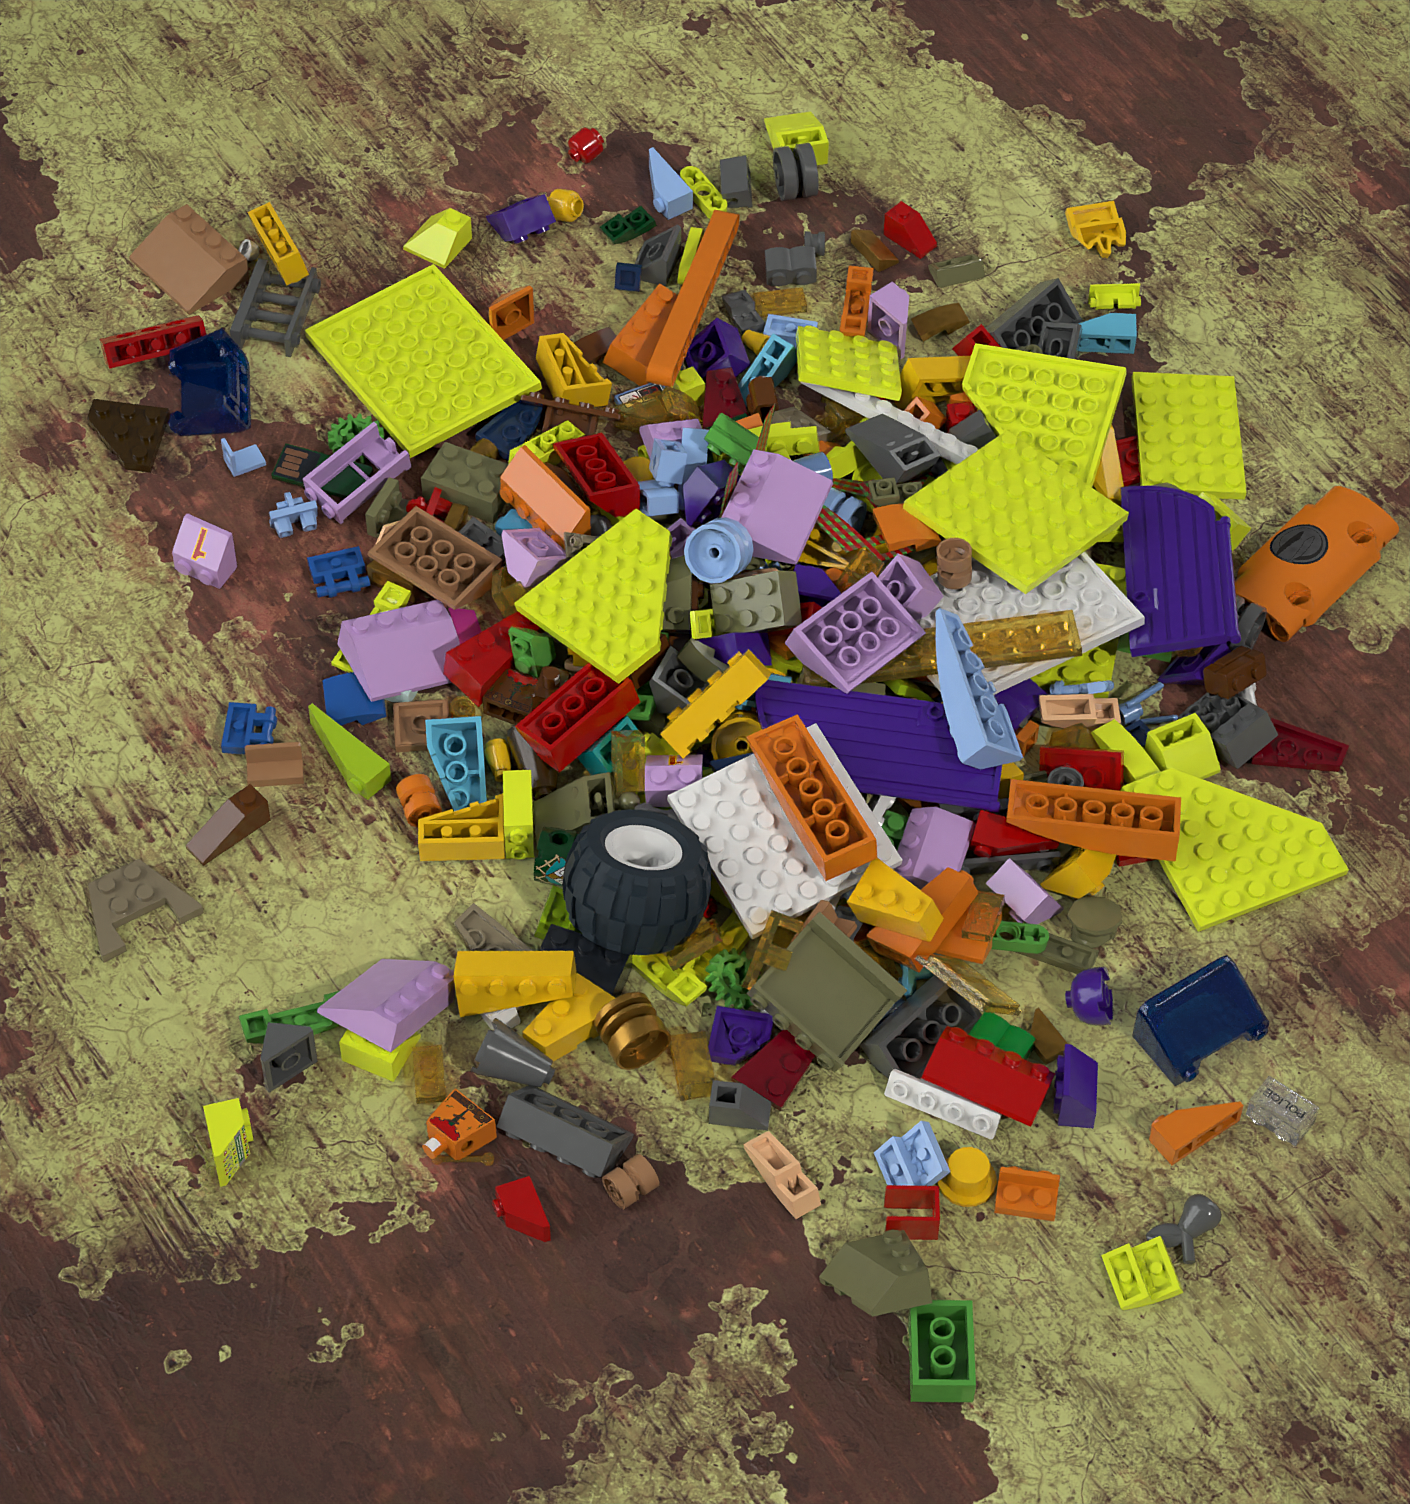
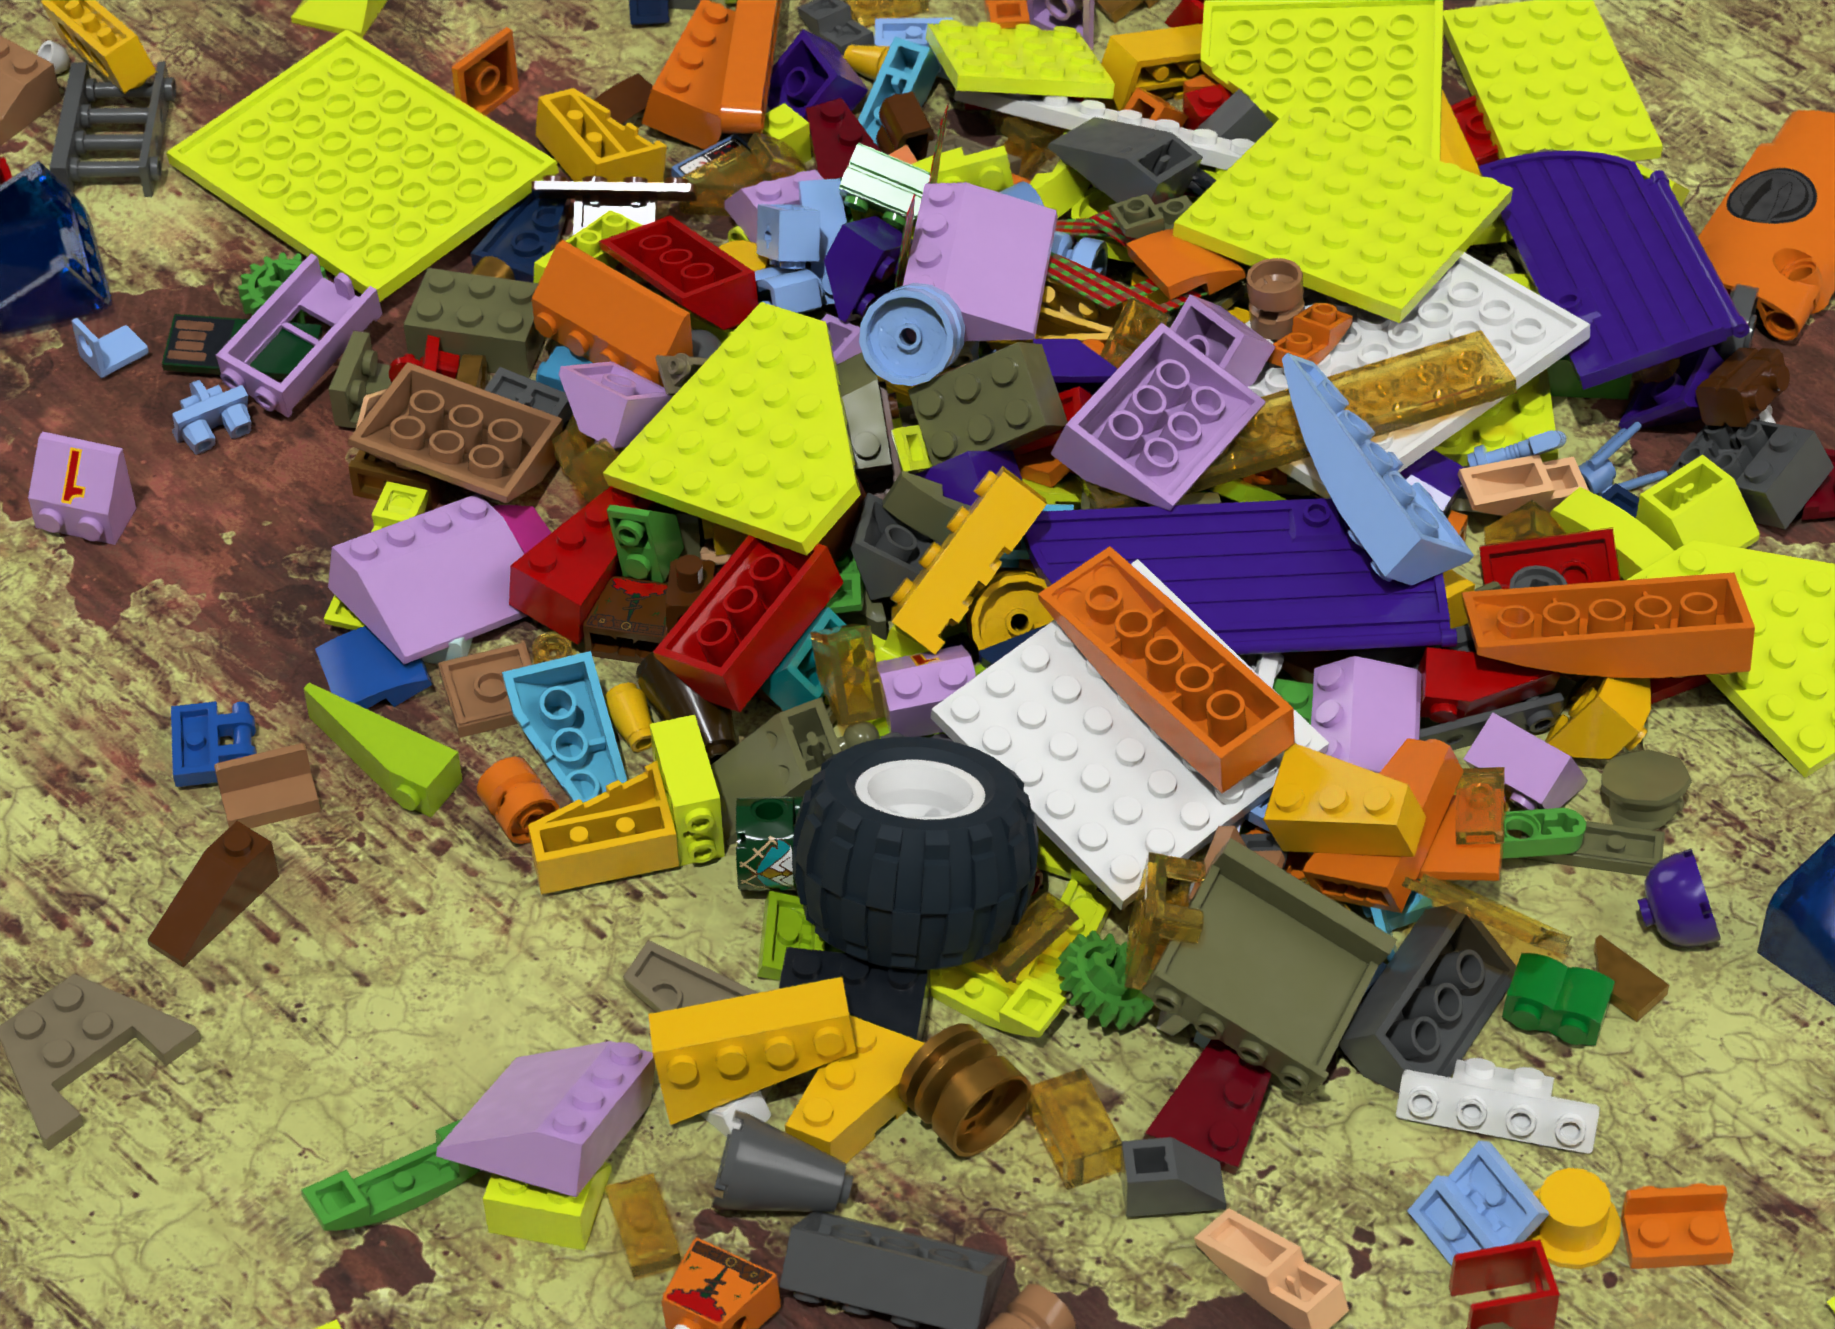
camera: 10 degrees left, 5 degrees down
(286, 1053) = (398, 1233): dark grey slope -> none
(335, 566) = (300, 476): blue plate -> none
(738, 1034) = (1136, 1065): dark purple plate -> none
(971, 593) = (1313, 334): none -> orange slope
(988, 1075) = (1563, 1049): red slope -> none
(1075, 1088) = (1703, 1047): dark purple slope -> none

